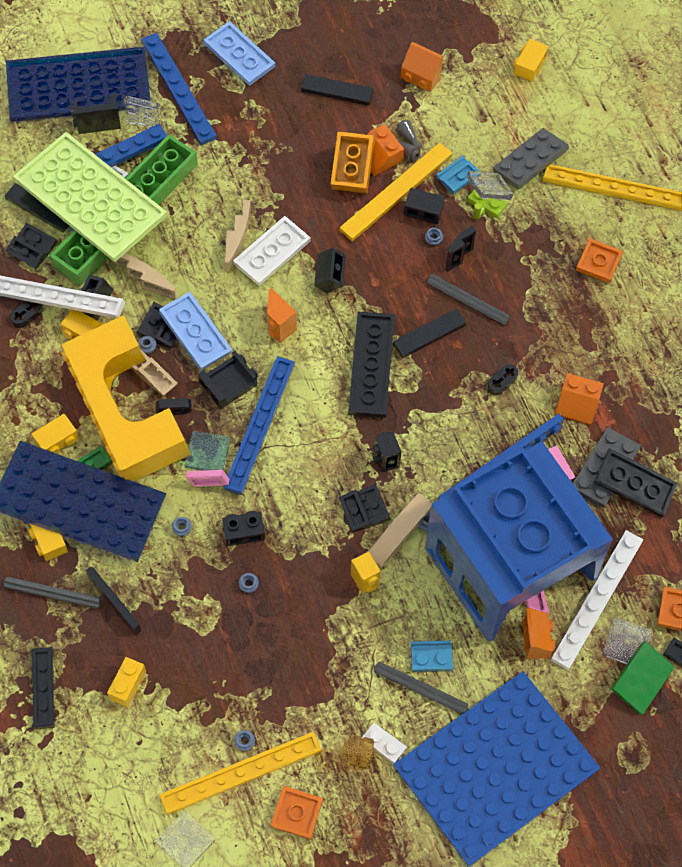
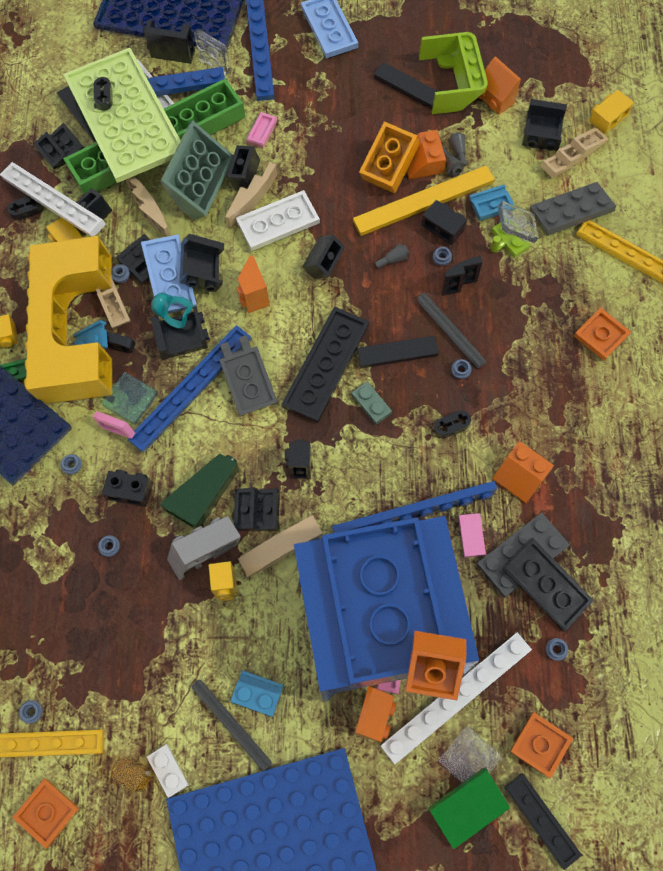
camera: 25 degrees right, 5 degrees up
(61, 184) = (105, 93): none -> black beam
(149, 407) = (92, 334): none -> dark azure plate
(184, 230) = (196, 171): none -> sand green slope
(203, 360) = (162, 302): none -> teal piece
(218, 172) = (261, 130): none -> bright pink tile
(220, 212) = (243, 167): none -> black brick
(220, 311) = (200, 263): none -> black panel
(307, 398) = (247, 378): none -> dark grey tile
(310, 511) = (201, 492): none -> dark green slope
(332, 552) = (202, 545): none -> light grey wedge
(380, 48) = (463, 55): none -> lime windscreen
(393, 247) = (397, 254): none -> dark grey cone
(425, 384) = (371, 403): none -> sand green plate
(476, 90) = (544, 125): none -> black panel
(491, 325) = (461, 364): none -> sand blue plate
(512, 107) = (575, 152): none -> tan slope
(584, 549) = (436, 665): none -> orange slope
(663, 527) = (563, 649): none -> sand blue plate

